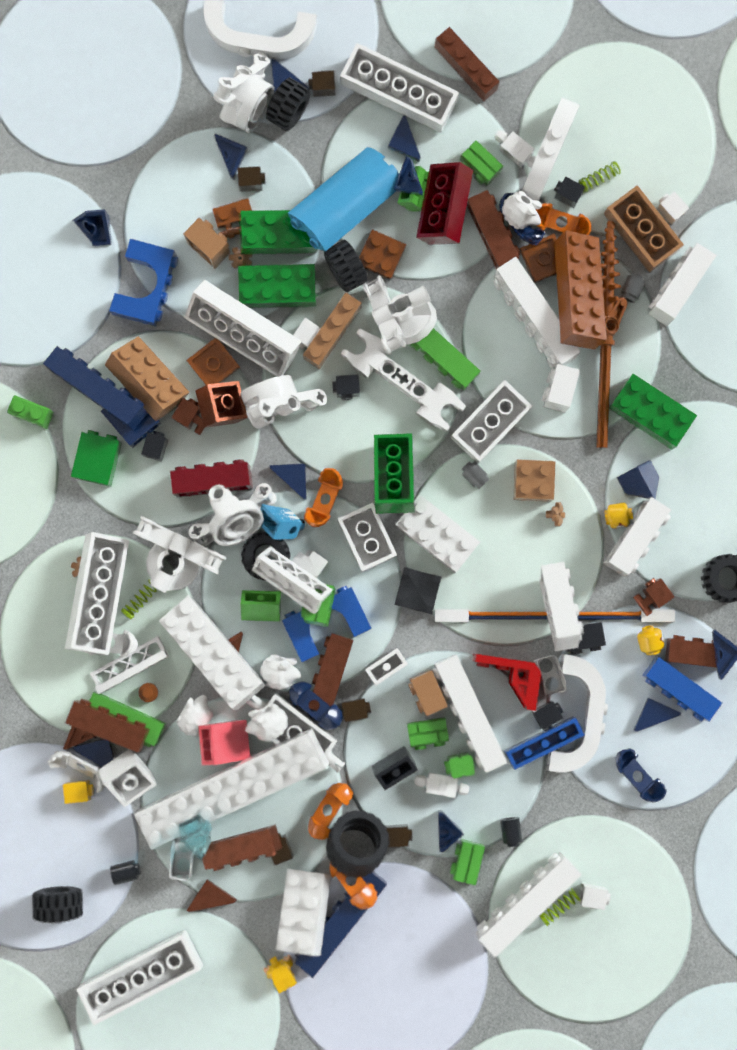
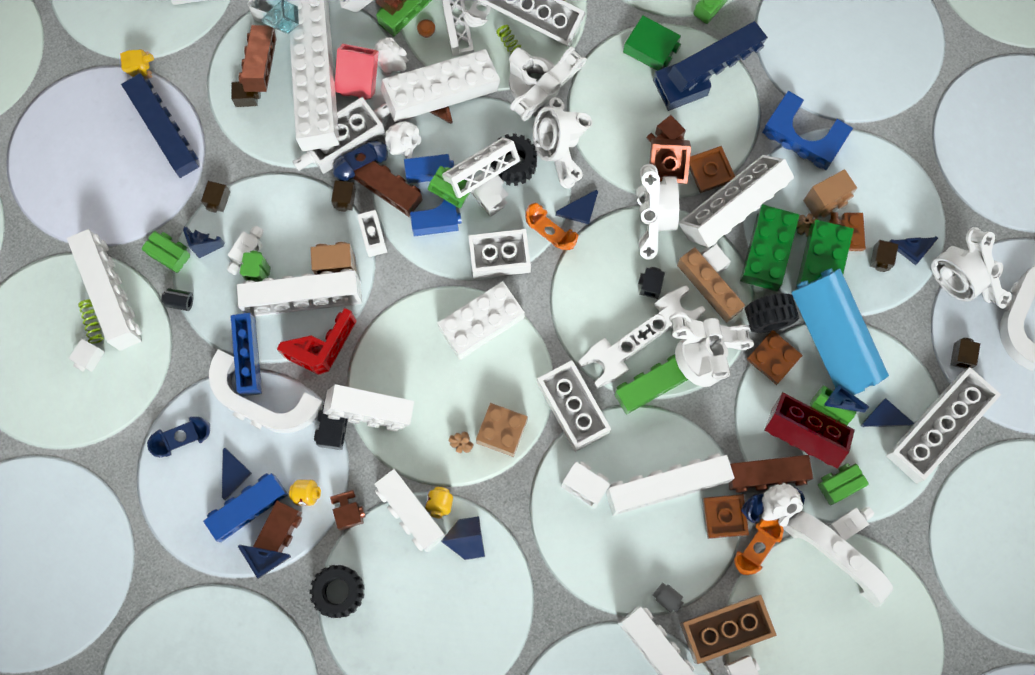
camera: 110 degrees right, 10 degrees down
(95, 226) = (872, 107): dark blue slope -> none
(146, 378) = (714, 103): medium nougat brick -> none
(154, 446) = (648, 96): black brick -> none
(202, 478) = (602, 132): dark red brick -> none
(210, 896) = (228, 27): copper tile -> none
(260, 605) = (468, 139): bright green brick -> none
(267, 722) = (357, 106): white animal -> none
(280, 74) = (976, 319): dark blue tile -> none
(281, 522) = (539, 179): dark azure torso -> none
(288, 104) = (951, 309): black tyre -> none
(303, 912) = (180, 92): white brick -> none
(336, 796) = (272, 156): orange piece -> none
(362, 895) = (174, 144): orange piece -> none
(363, 822) = (236, 137): black tyre -> none
(393, 473) = (552, 293): green brick -> none
(394, 768) = (276, 211): black brick -> none
(418, 590) = (433, 285): black brick -> none
(428, 732) = (297, 253): bright green brick -> none
(462, 615) = (396, 320): piece -> none
(466, 64) = (953, 503): copper brick -> none
(474, 474) = (526, 375): dark grey brick -> none
(548, 714) = (271, 368): black brick -> none
(556, 668) = (305, 374): white piece -> none
(568, 191) = (788, 563): black brick -> none
(580, 290) = (680, 534): dark orange brick -> none
(582, 182) = (796, 583): lime piece -> none
(614, 310) = (649, 564): dark orange piece -> none
(652, 411) = (533, 573): green brick -> none

